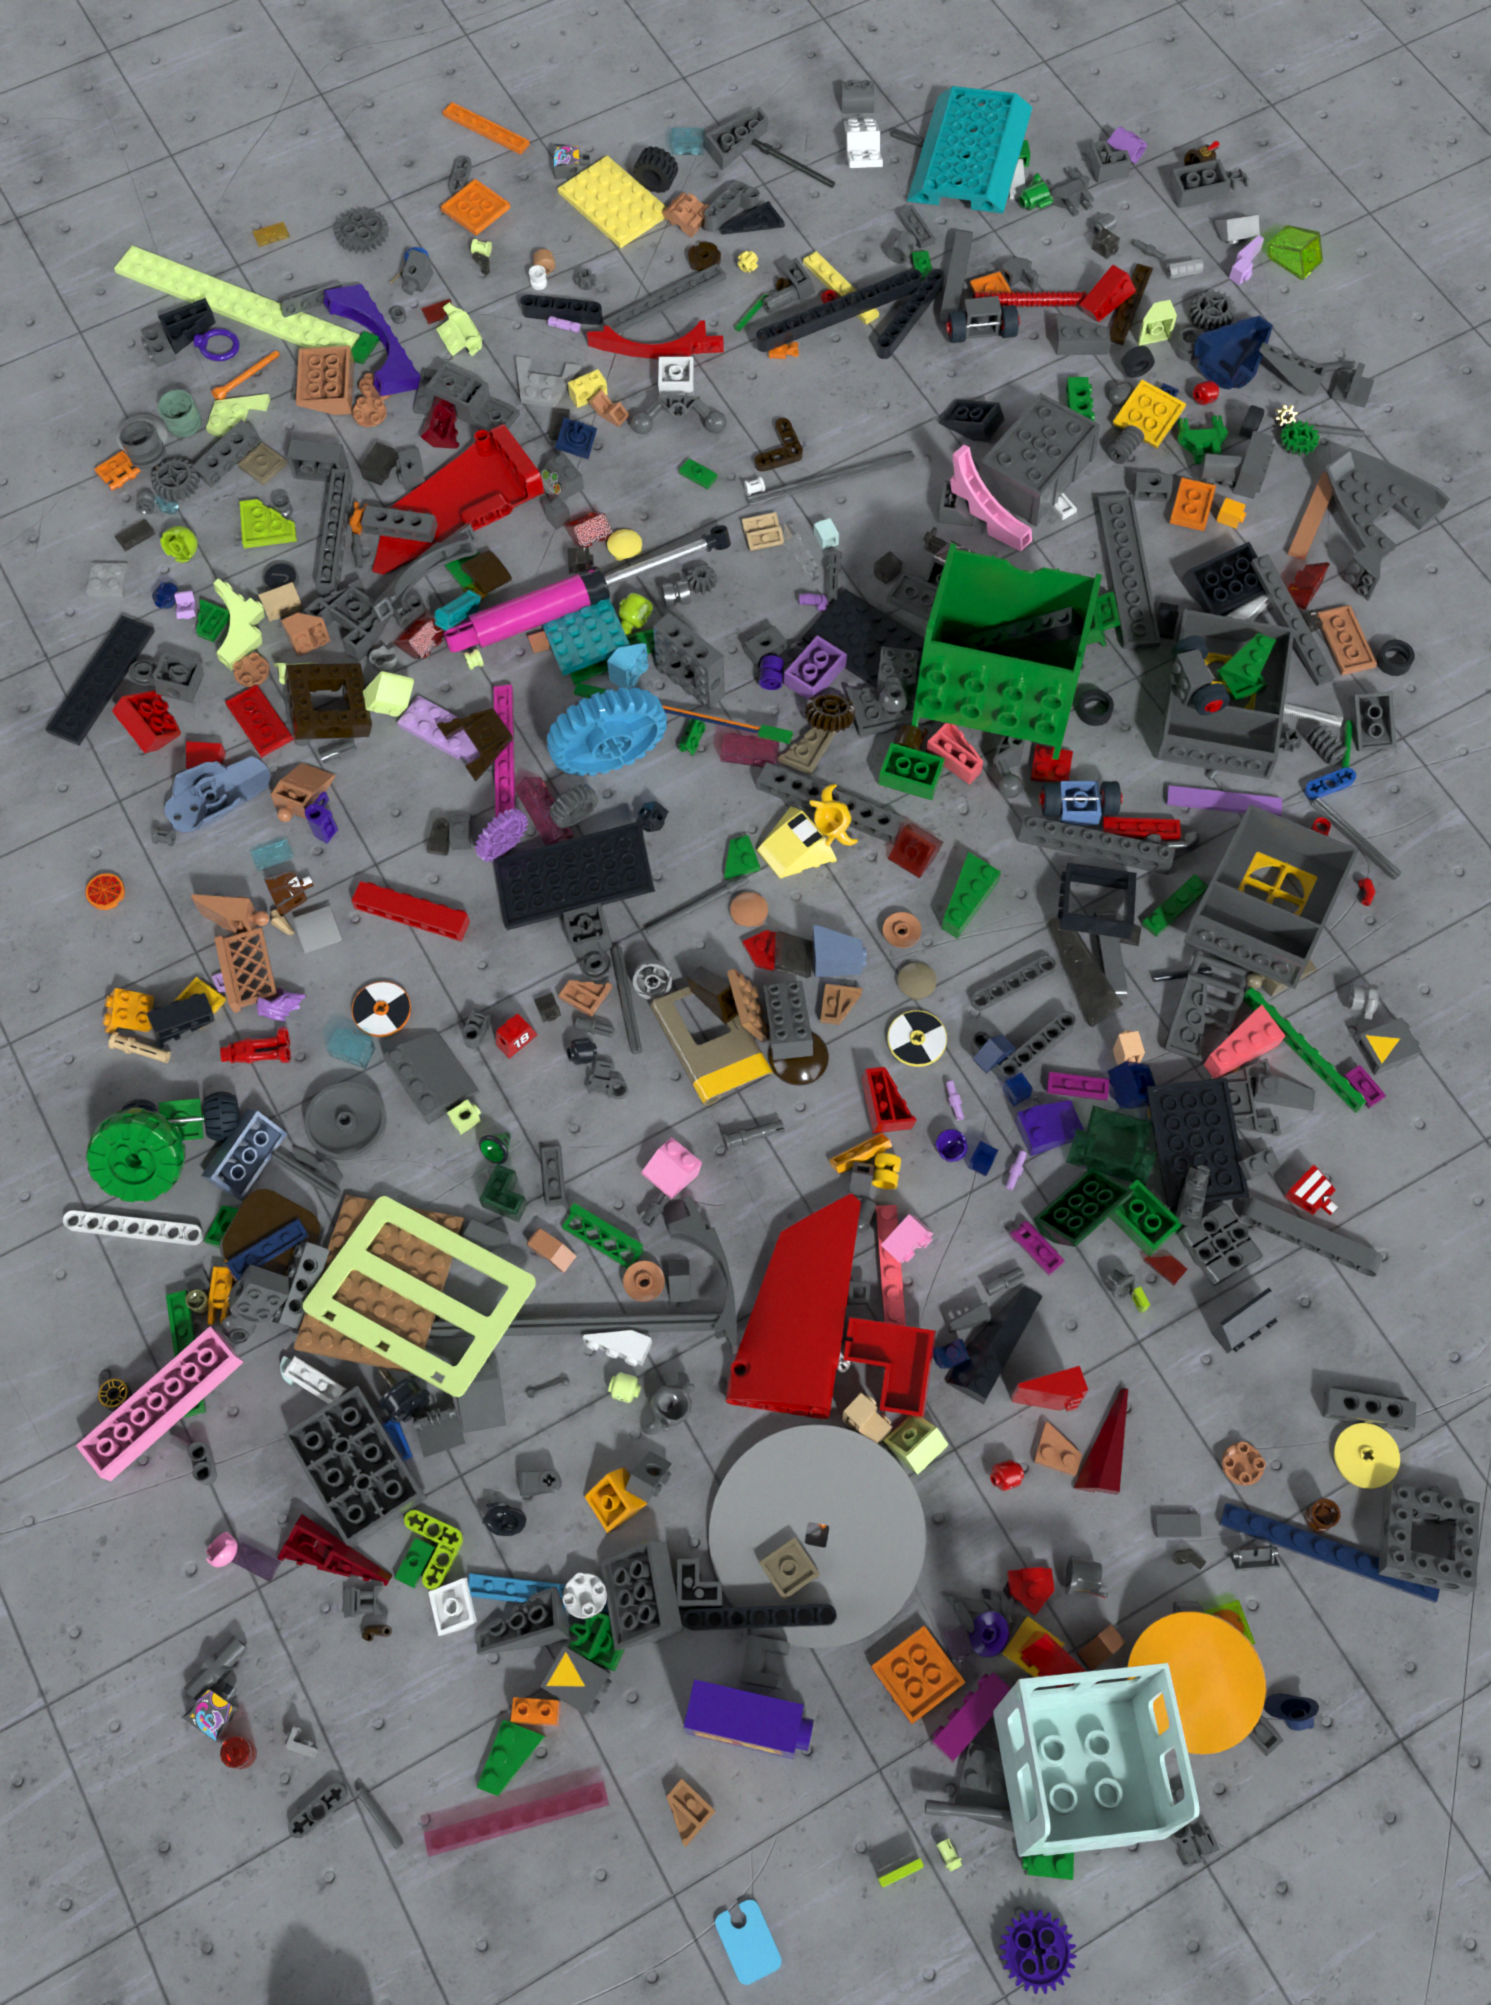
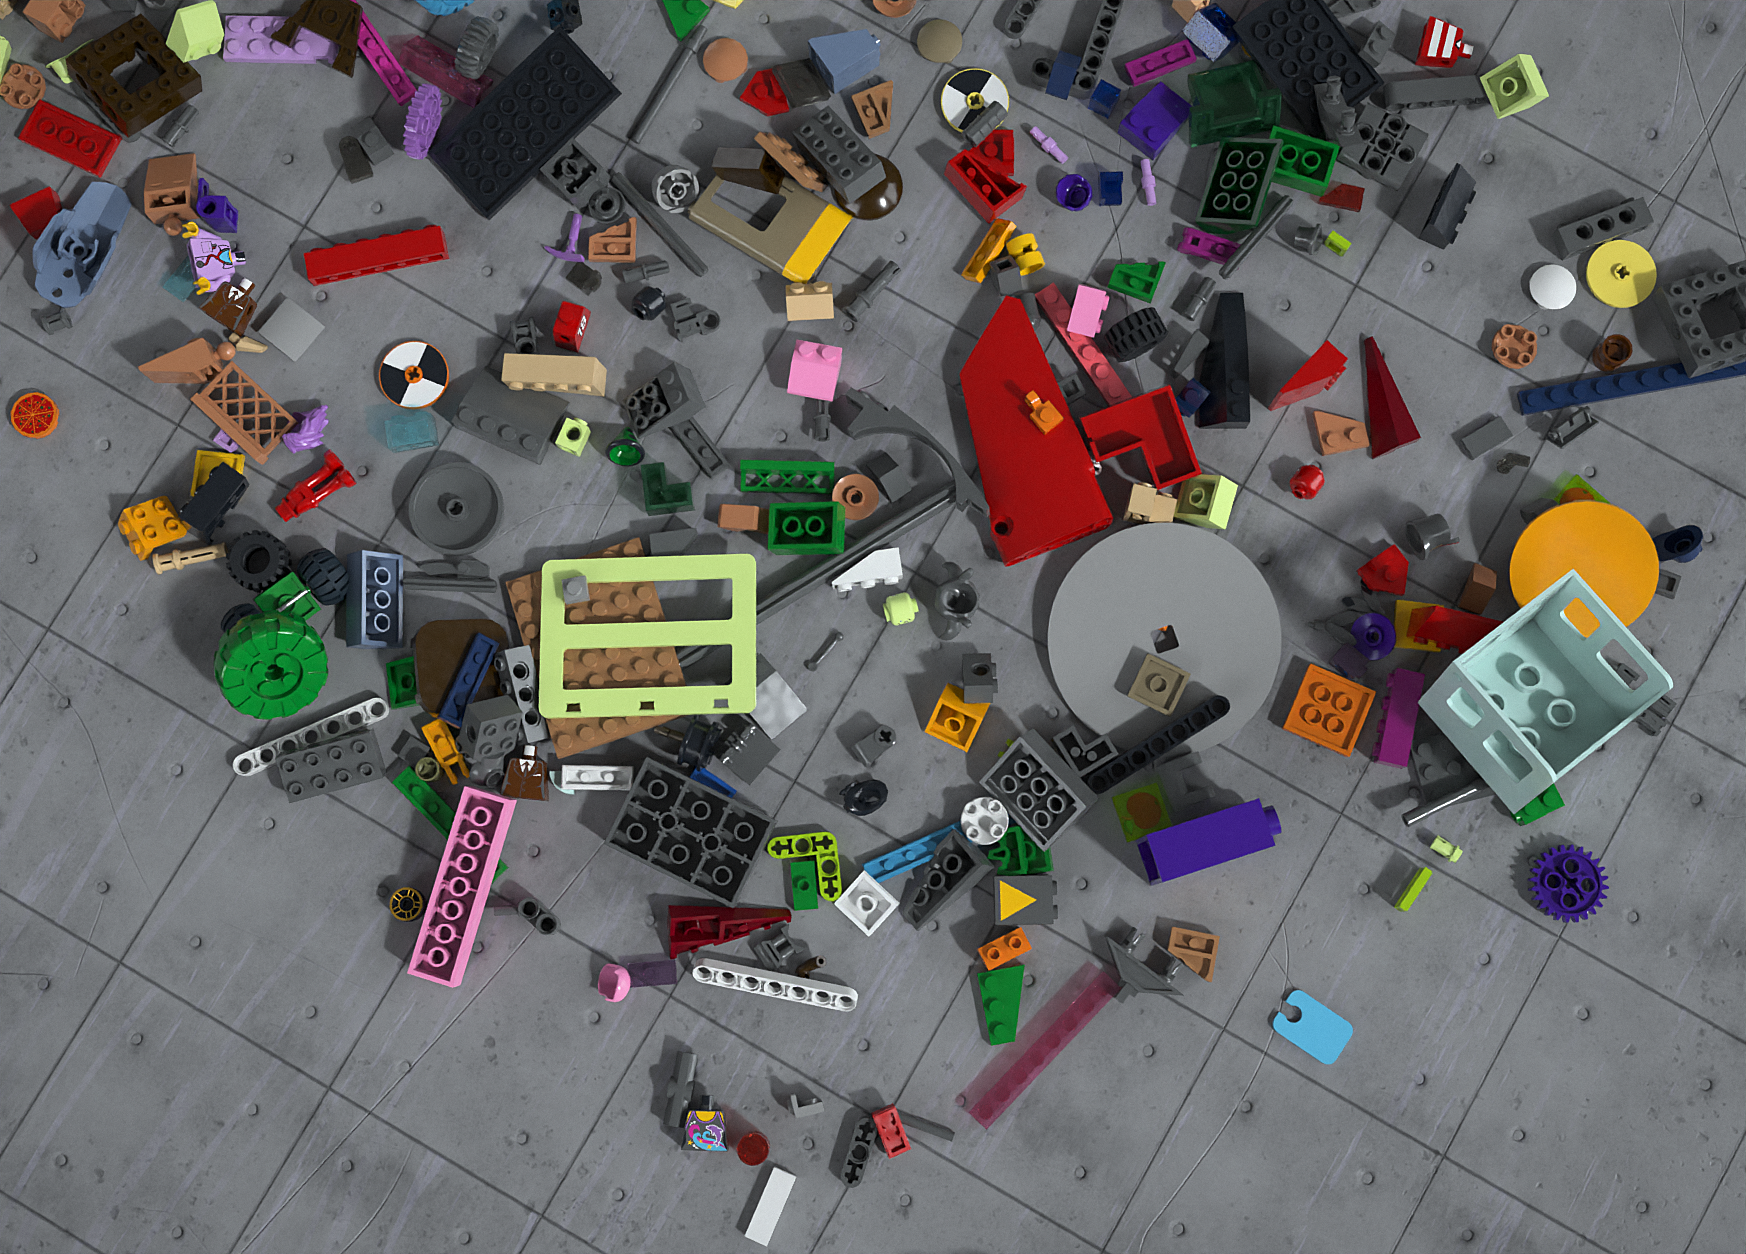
camera: 30 degrees left, 15 degrees up
(130, 1255) = (331, 765): none -> dark grey brick
(175, 1066) = (242, 553): none -> black tyre
(221, 1811) = (770, 1206): none -> white tile
(264, 1350) = (526, 777): none -> reddish brown torso
(294, 850) = (210, 258): none -> lavender torso
(351, 1632) = (763, 987): none -> white beam
(353, 1808) = (891, 1131): none -> red plate
(389, 1228) = (575, 590): none -> light grey plate
(480, 1063) = (554, 373): none -> tan wedge
(546, 985) = (569, 254): none -> medium lavender piece
(547, 1128) = (664, 401): none -> dark grey slope
(590, 1282) = (806, 528): none -> green brick
(627, 1802) = (1136, 976): none -> dark grey connector
(700, 1115) = (809, 301): none -> tan brick
(715, 1664) = (1141, 812): none -> clear neon green tile
(823, 1299) = (1044, 415): none -> orange plate
(911, 1083) = (997, 151): none -> red plate
(913, 1057) = (984, 124): none -> dark grey axle
(934, 1279) = (1136, 334): none -> black tyre
(963, 1239) = (1136, 280): none -> green wing
(1076, 1258) = (1256, 237): none -> dark grey axle
(1302, 1434) = (1552, 287): none -> white dish
(1353, 1254) = (1514, 86): none -> yellowish green slope

